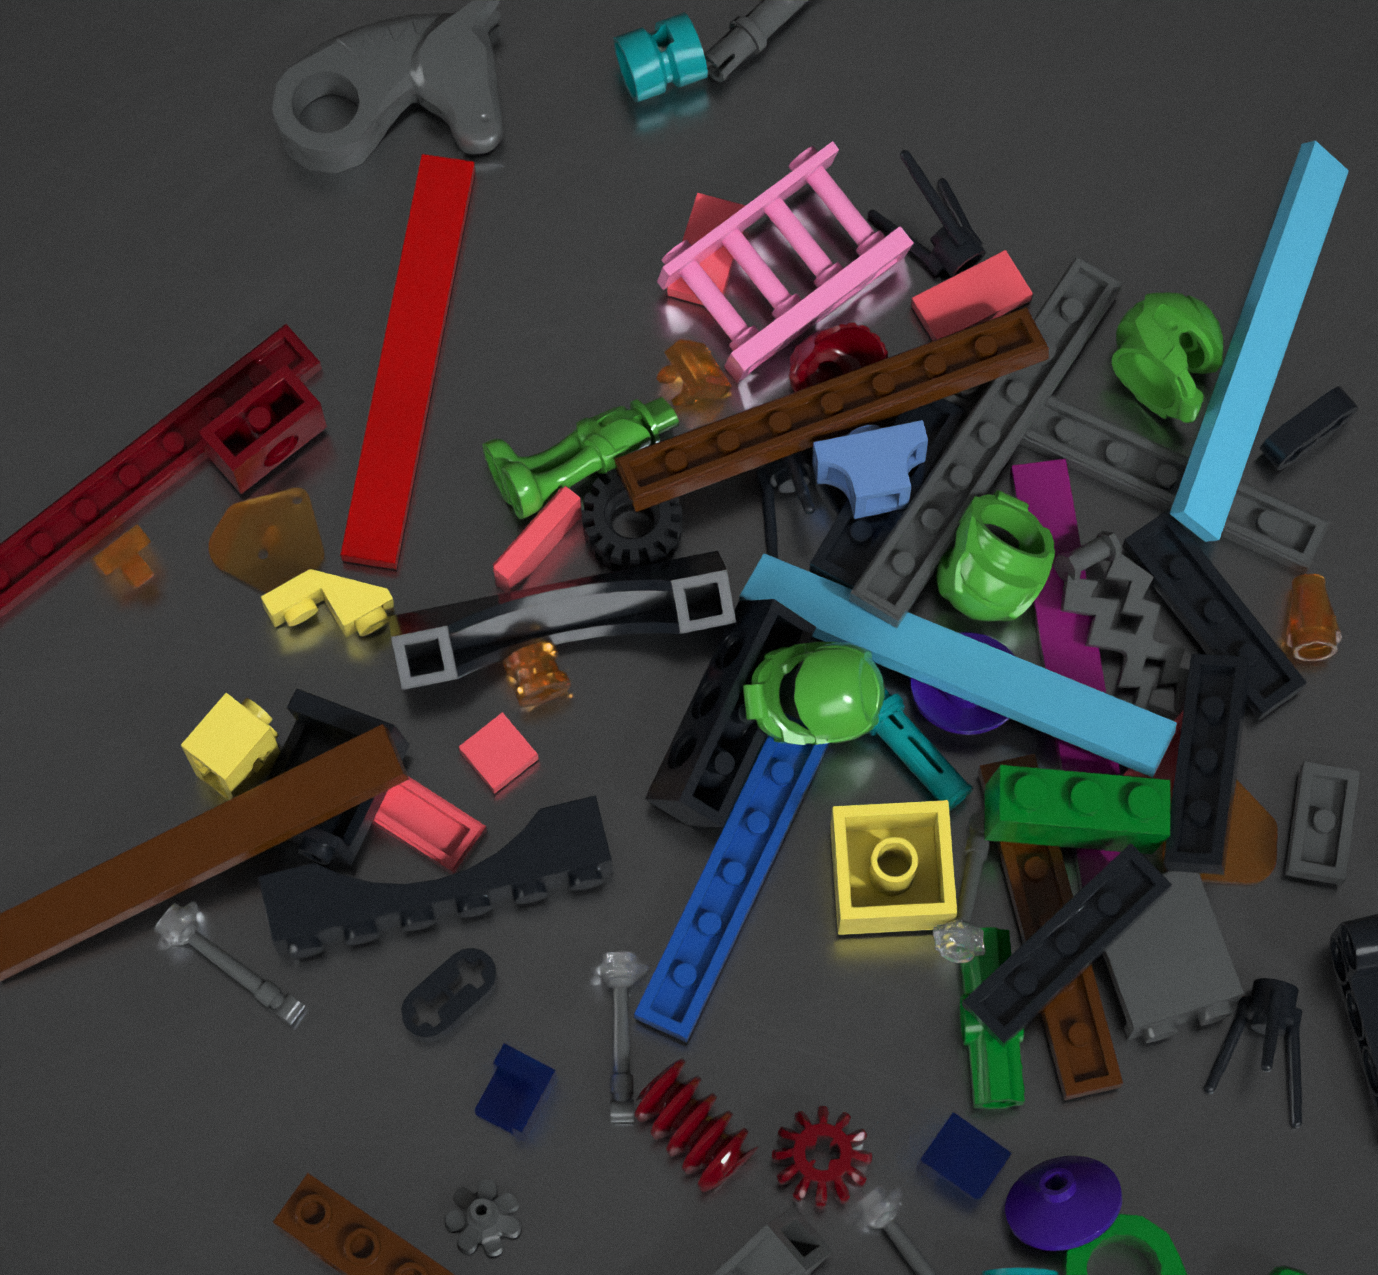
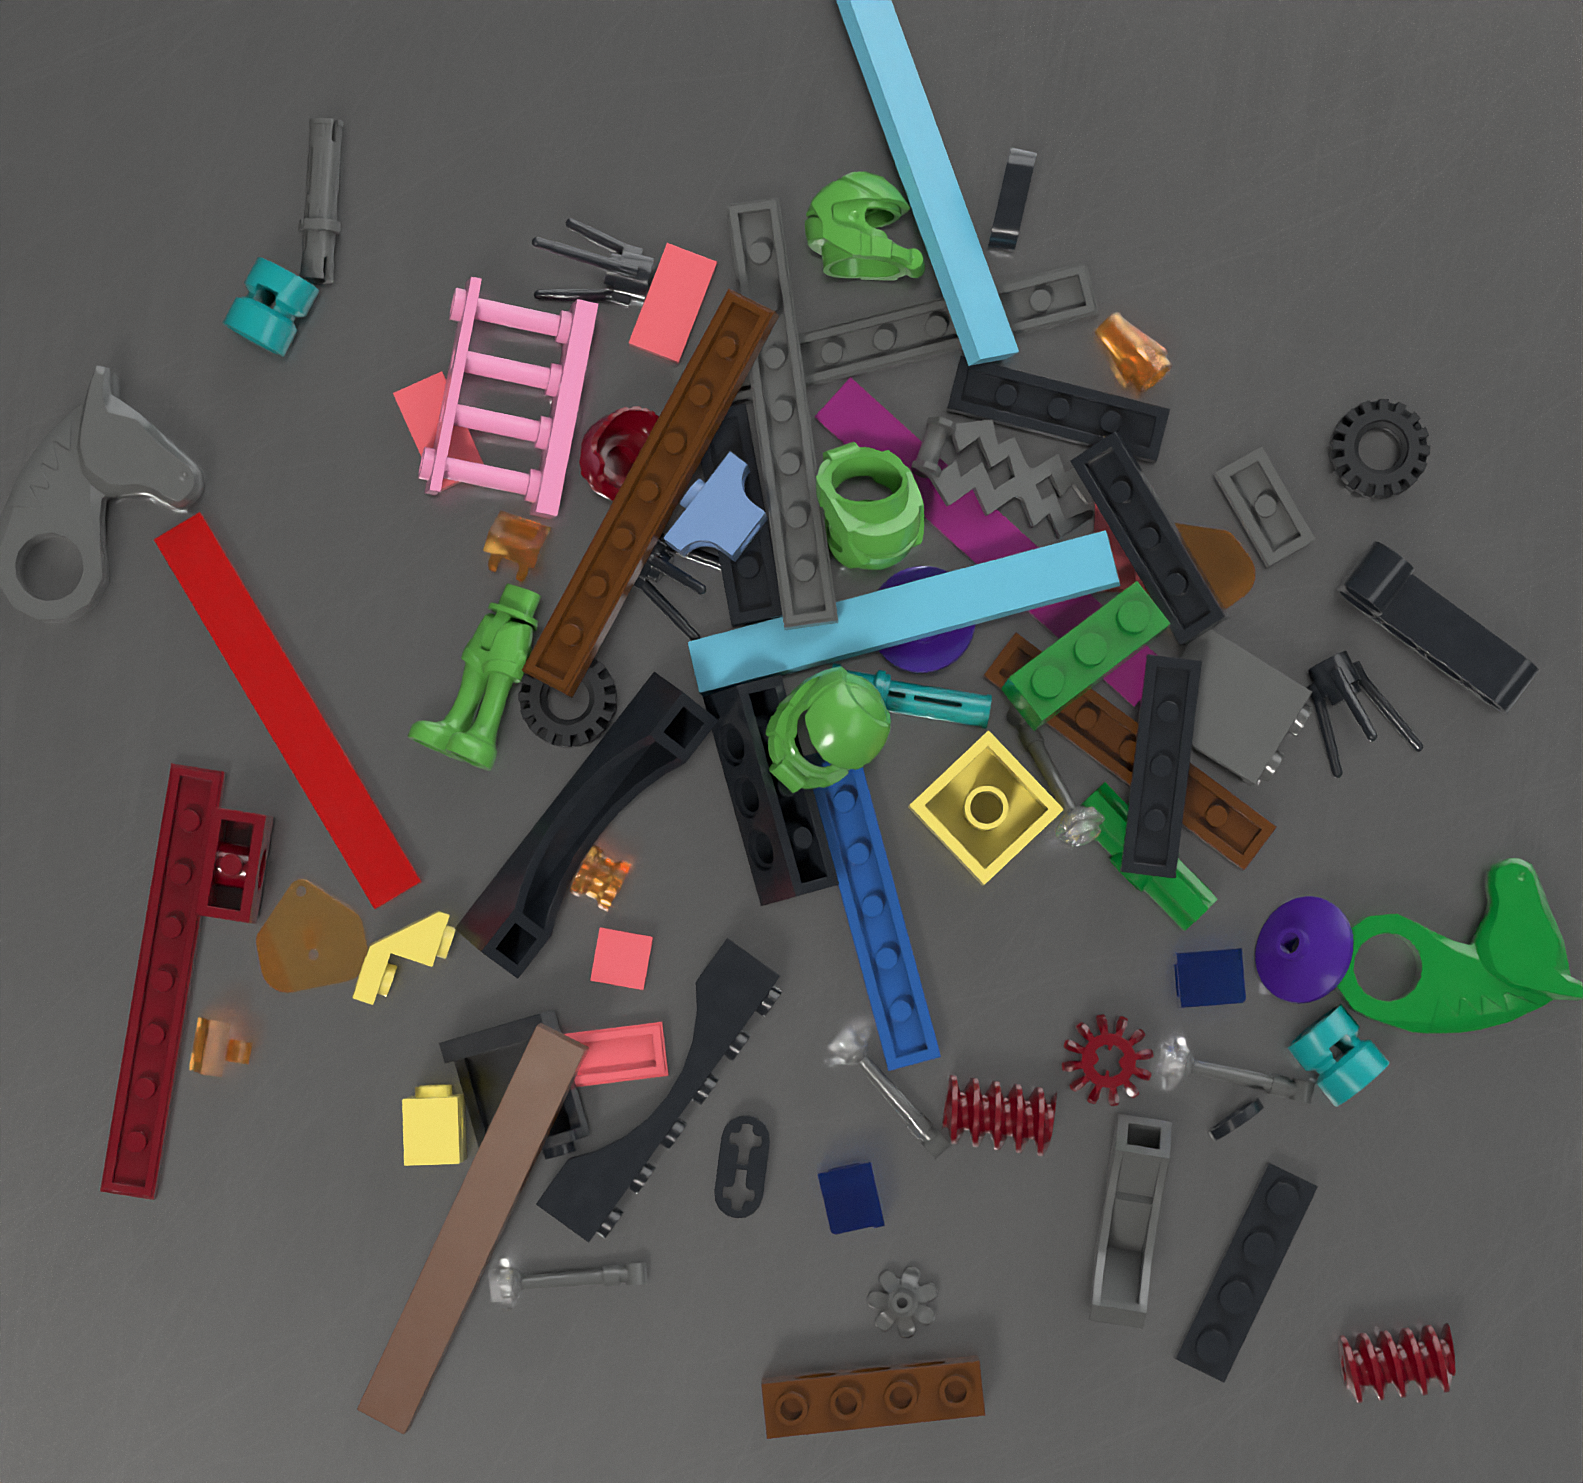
camera: 35 degrees left, 15 degrees up
(537, 540) = (512, 775): coral tile -> none

